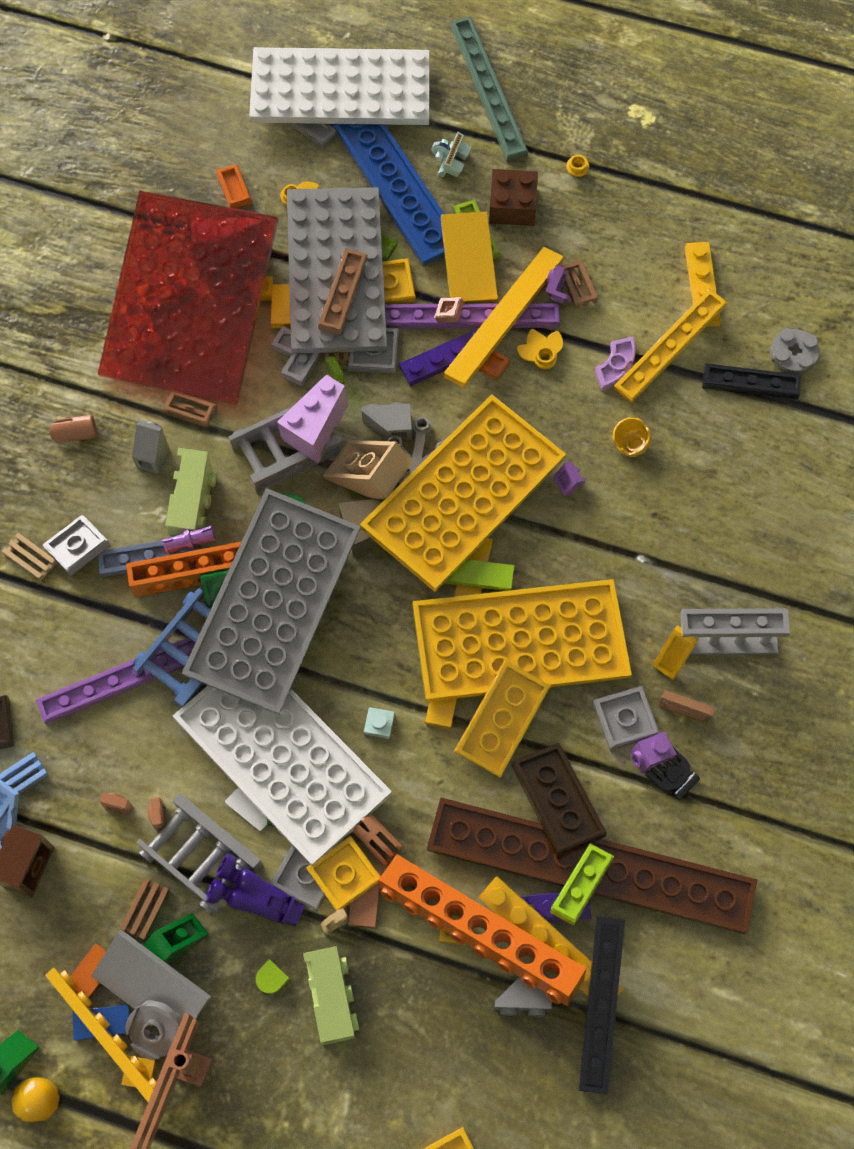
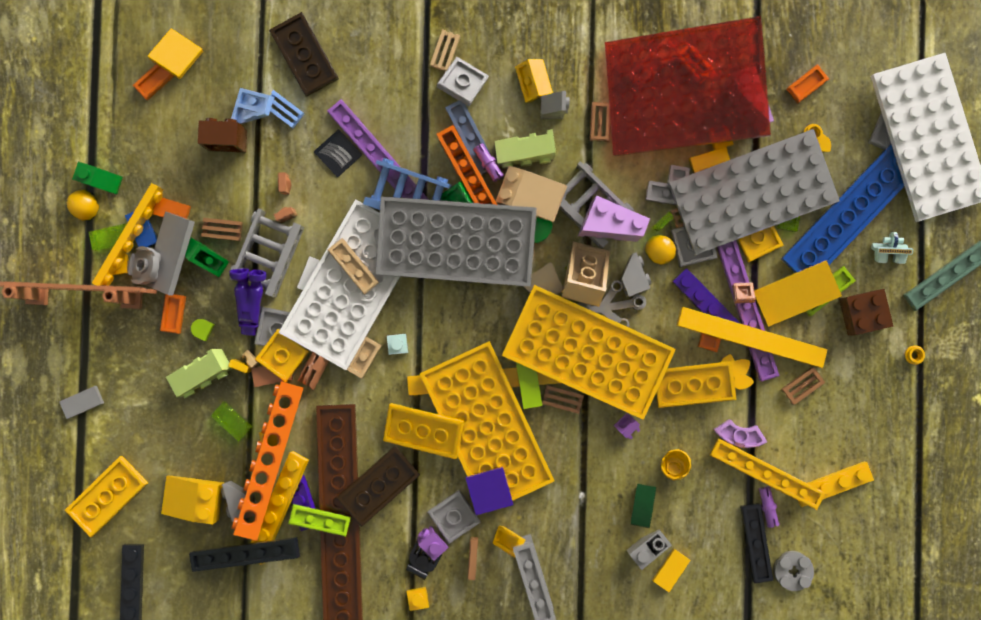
camera: 80 degrees right, 20 degrees up
(73, 429) = (554, 42): nougat arm -> none
(94, 1074) = (105, 237): none -> clear neon green tile
(103, 726) = (337, 153): none -> black sticker
(108, 466) = (533, 79): none -> yellow panel
(235, 1014) = (173, 313): none -> orange tile
(239, 498) = (531, 190): none -> tan slope
(258, 741) = (353, 266): none -> tan tile
(341, 935) = (239, 365): none -> yellow tile
(342, 292) = (731, 205): medium nougat tile -> none
(367, 385) = (660, 249): none -> yellow hair
(383, 767) = (364, 357): none -> tan plate
(411, 975) = (231, 421): none -> clear neon green tile
(503, 1065) = (192, 499): none -> yellow slope
(523, 528) = (578, 403): none -> medium nougat tile
(543, 387) = (697, 385): none -> yellow tile
(556, 280) = (797, 368): medium lavender bracket -> none
(603, 658) = (489, 491): none -> dark purple tile
(673, 487) = (643, 506): none -> dark green slope
(711, 355) = (769, 506): none -> medium lavender pin
(722, 795) = (417, 598): none -> yellow plate
(727, 496) = (648, 548): none -> light grey slope
(760, 481) = (671, 570): none -> yellow tile

